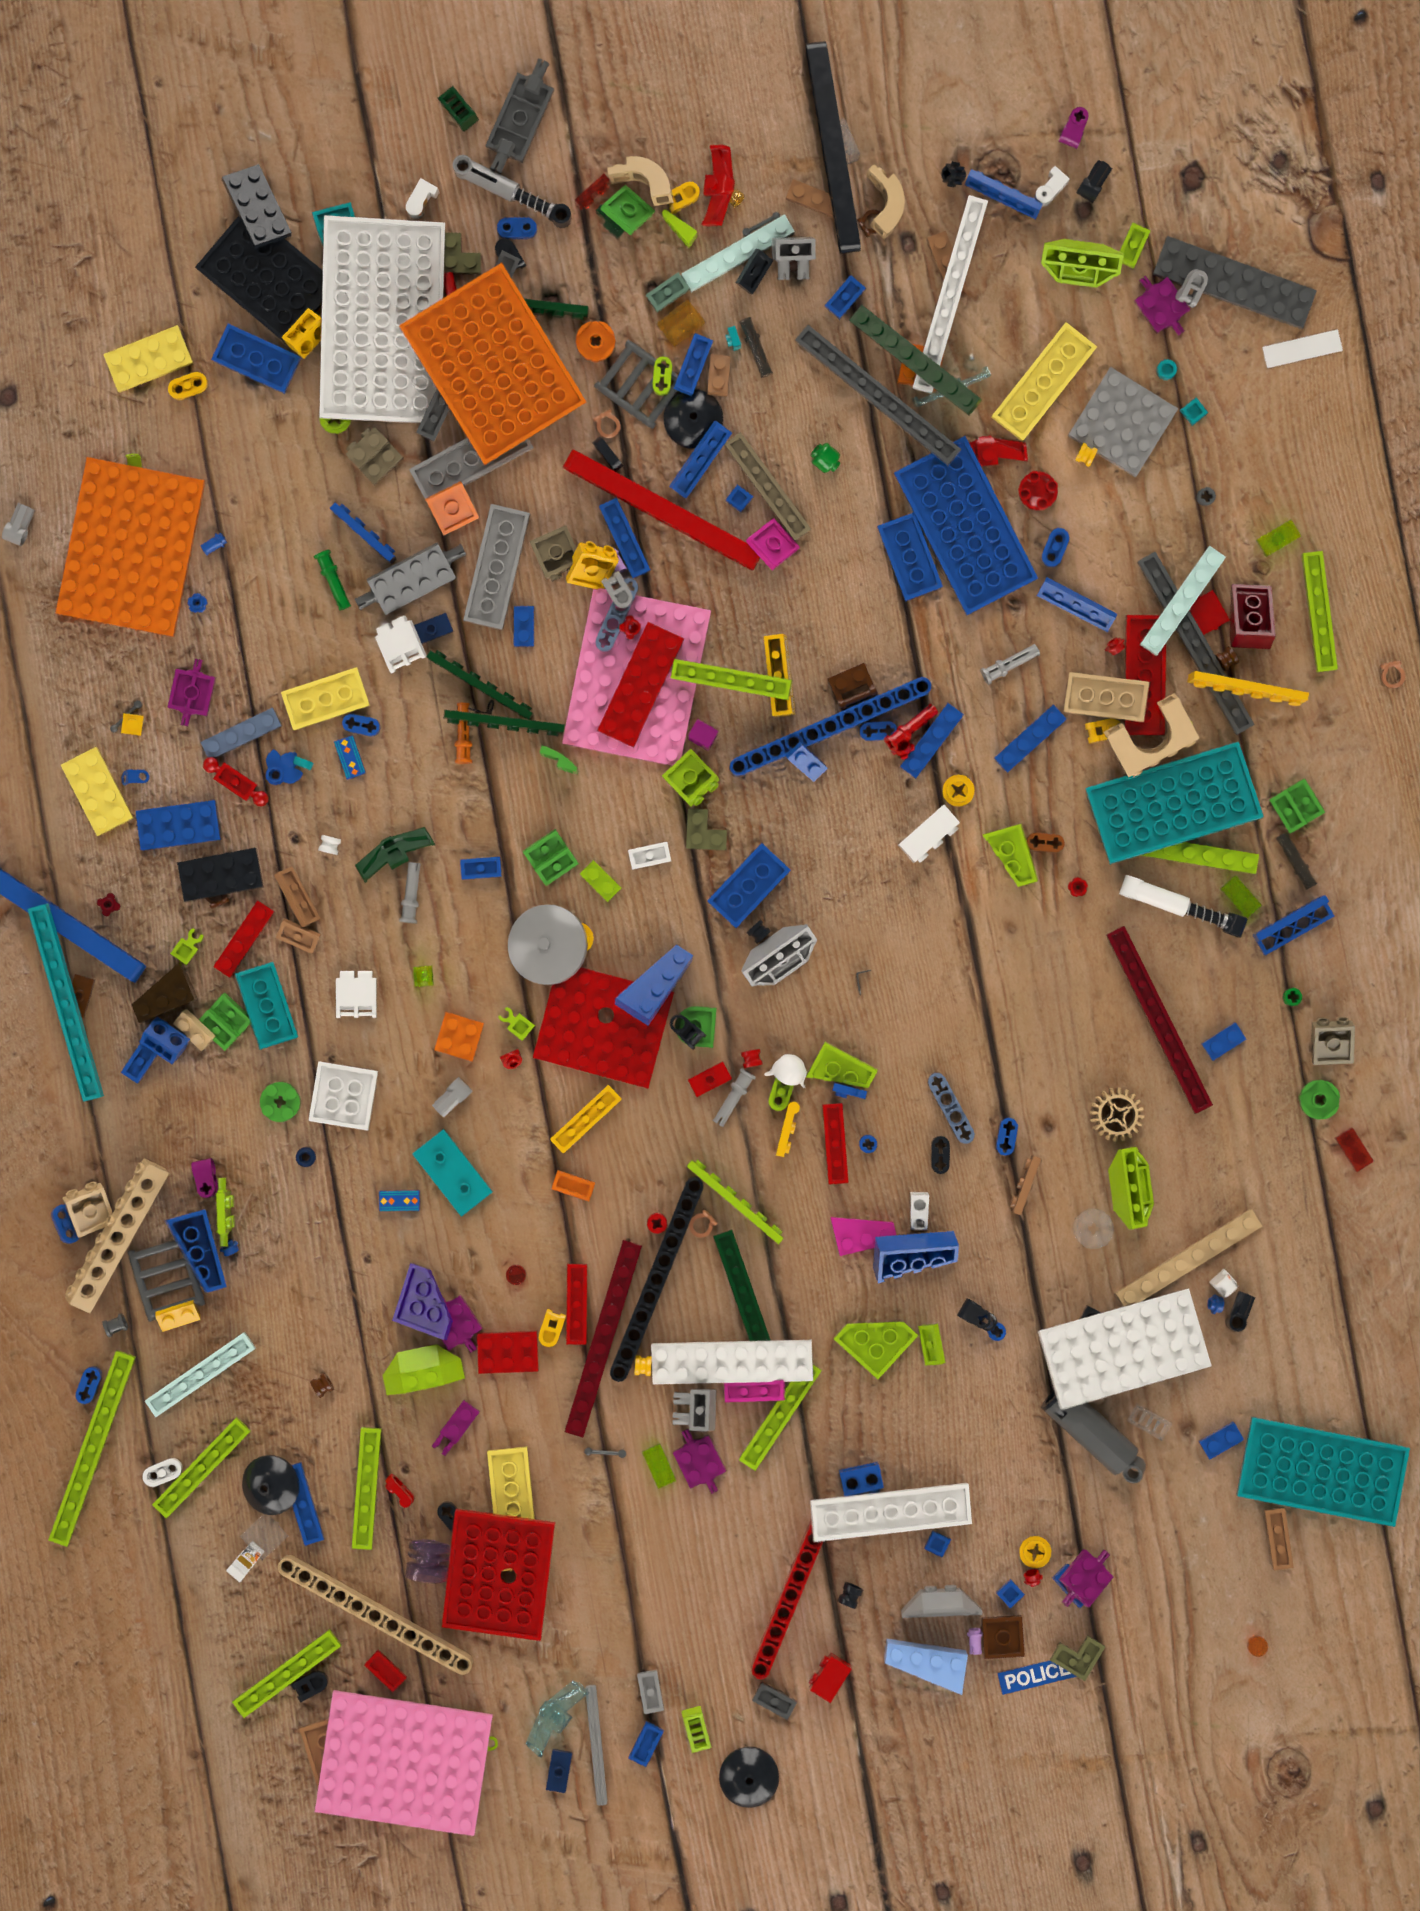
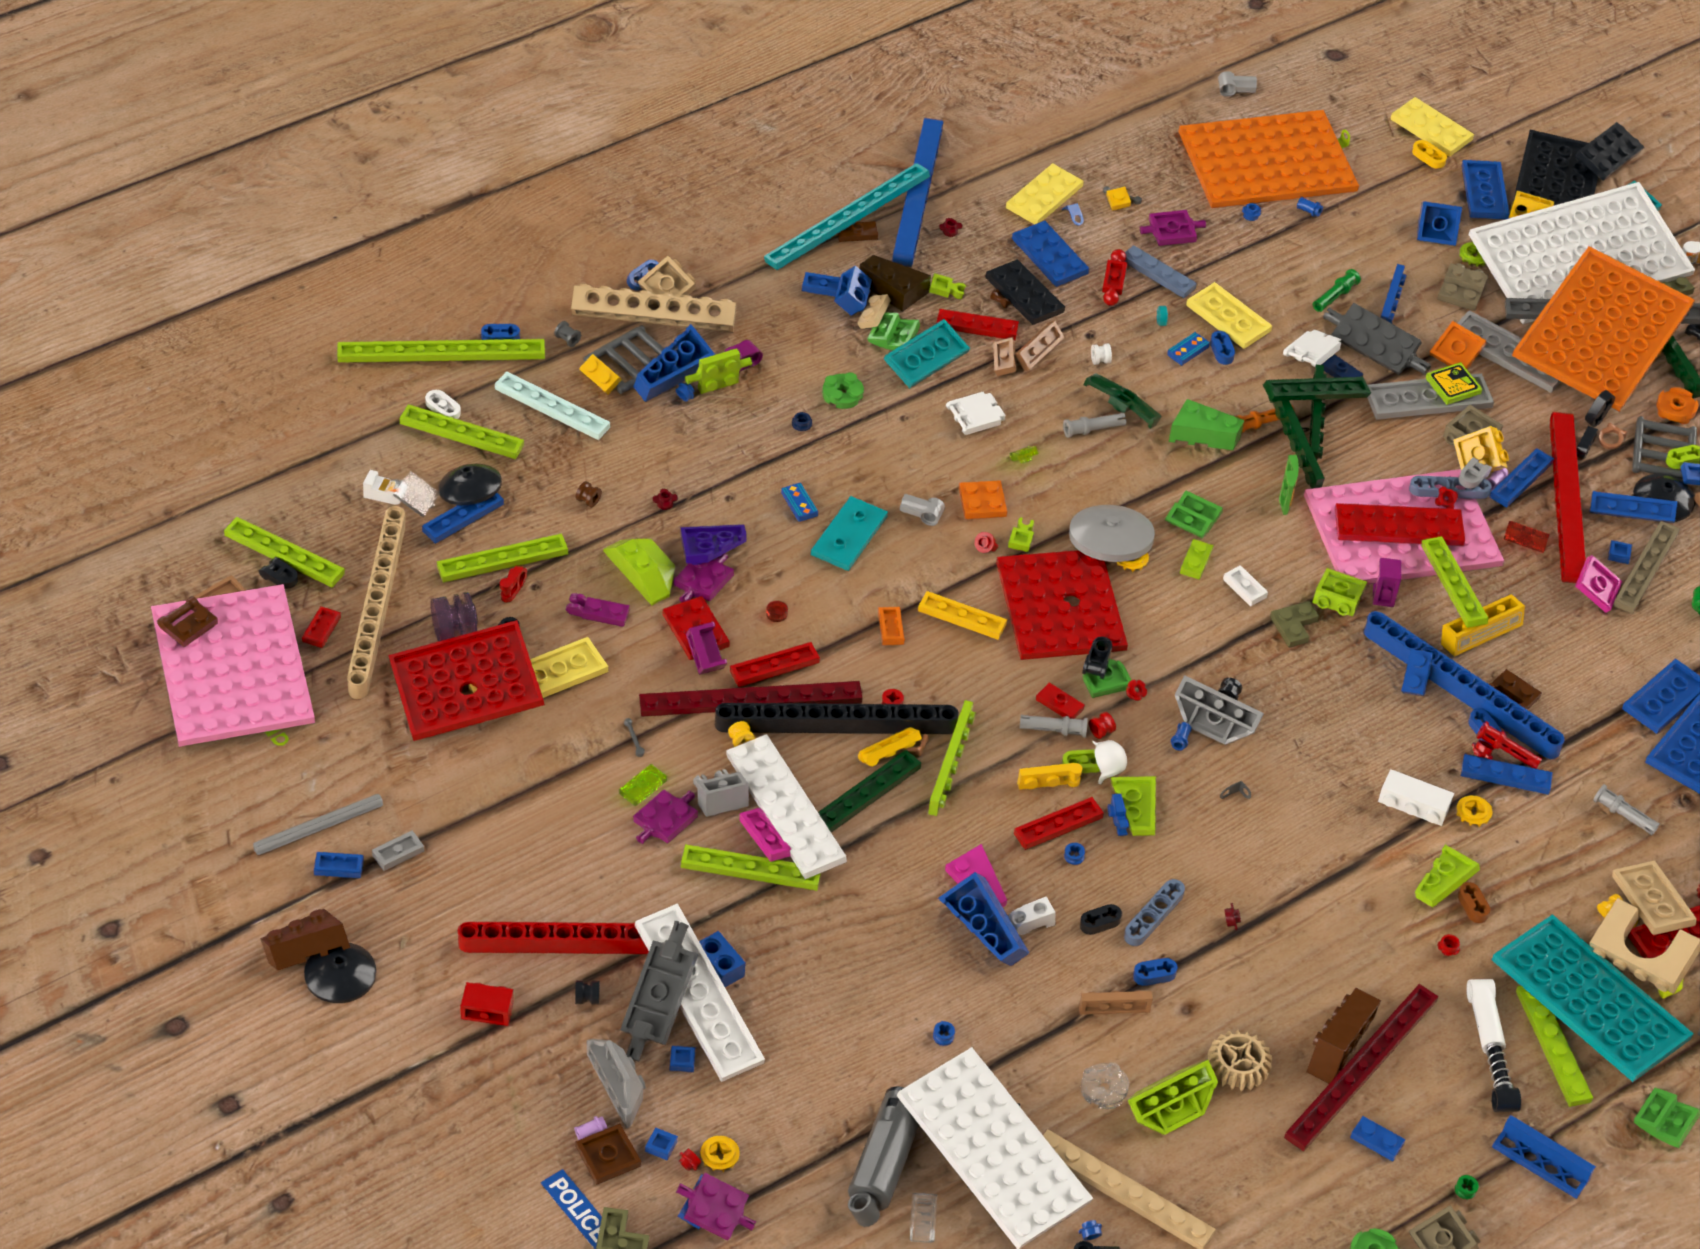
camera: 65 degrees right, 40 degrees down
(283, 765) = (1145, 305): blue plate -> none
(285, 432) = (1438, 223): none -> blue slope
(343, 1095) = (876, 431): white plate -> none
(356, 1786) = (192, 626): none -> reddish brown plate
(357, 1320) = (665, 499): none -> dark red plate
(456, 796) = (1206, 426): none -> bright green wedge
(464, 678) = (1316, 388): none -> dark green plate
(480, 868) = (1150, 466): blue plate -> none
(496, 539) = (1453, 383): none -> tile
(523, 626) = (1390, 433): blue plate -> none
(543, 1359) = (705, 648): none -> magenta panel
(549, 1335) = (732, 651): yellow plate -> none
(554, 1716) = (335, 776): clear light blue plate -> none
(559, 1771) = (276, 801): dark blue plate -> none
(579, 421) = (1600, 408): none -> black beam
(653, 987) = (1128, 618): blue wedge -> none
(691, 1717) = (375, 895): lime slope -> none
(694, 576) = (1526, 536): none -> clear red plate
(705, 1249) = (889, 746): none -> yellow plate
(717, 1799) = (304, 938): none -> reddish brown wedge
(720, 1010) = (1132, 694): none -> red plate
(748, 885) = (1268, 670): blue plate -> none
(774, 1700) = (437, 963): dark grey plate -> none
(787, 995) = (1180, 739): none -> blue pin
(876, 1343) = (871, 927): lime plate -> none
(885, 1548) = (659, 992): none -> dark grey plate
(931, 1344) = (904, 972): lime plate -> none
(932, 1663) = (548, 1096): light blue wedge -> none
(975, 1315) = (951, 1005): black piece -> none
(983, 1049) = (1232, 916): none -> dark red plate
(1030, 738) = (1566, 855): blue plate -> none
(1128, 1020) = (1342, 1034): none -> reddish brown wedge
(1224, 1283) = (1118, 1227): white leg -> none
(1240, 896) = (1538, 1099): clear neon green plate -> none
(1300, 867) = (1606, 1142): clear smoke pin -> none

